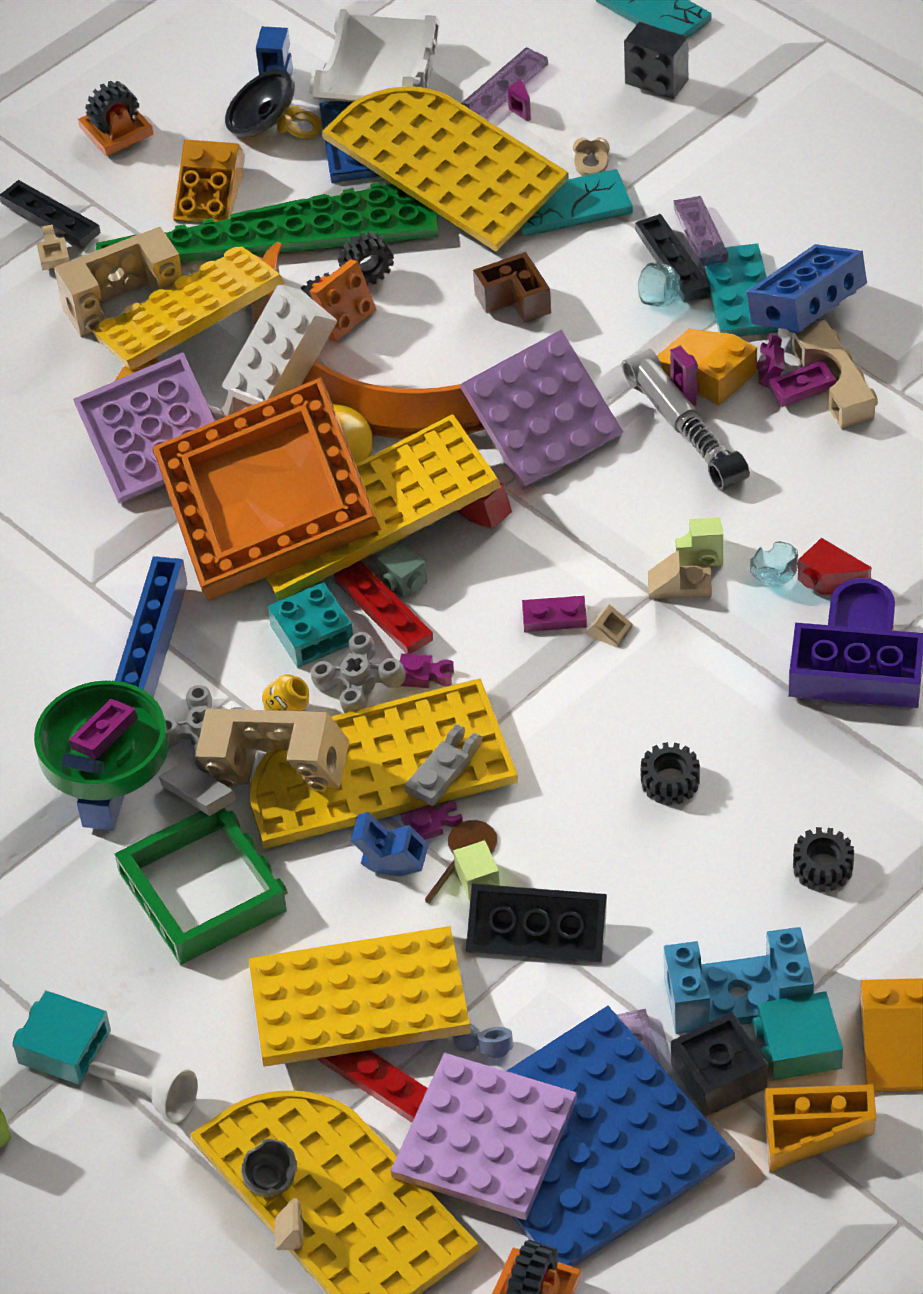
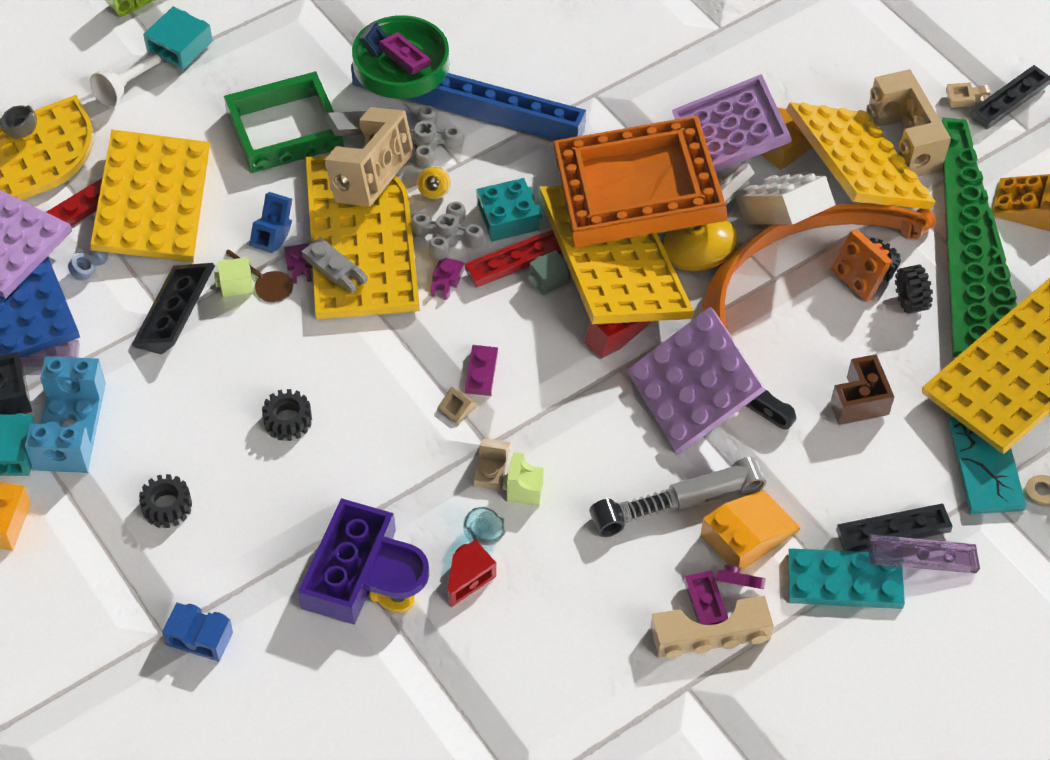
camera: 95 degrees right, 5 degrees up
(658, 285) = (850, 507): clear light blue hair -> none
(683, 372) = (717, 492): magenta plate -> none
(806, 287) = (812, 613): blue brick -> none

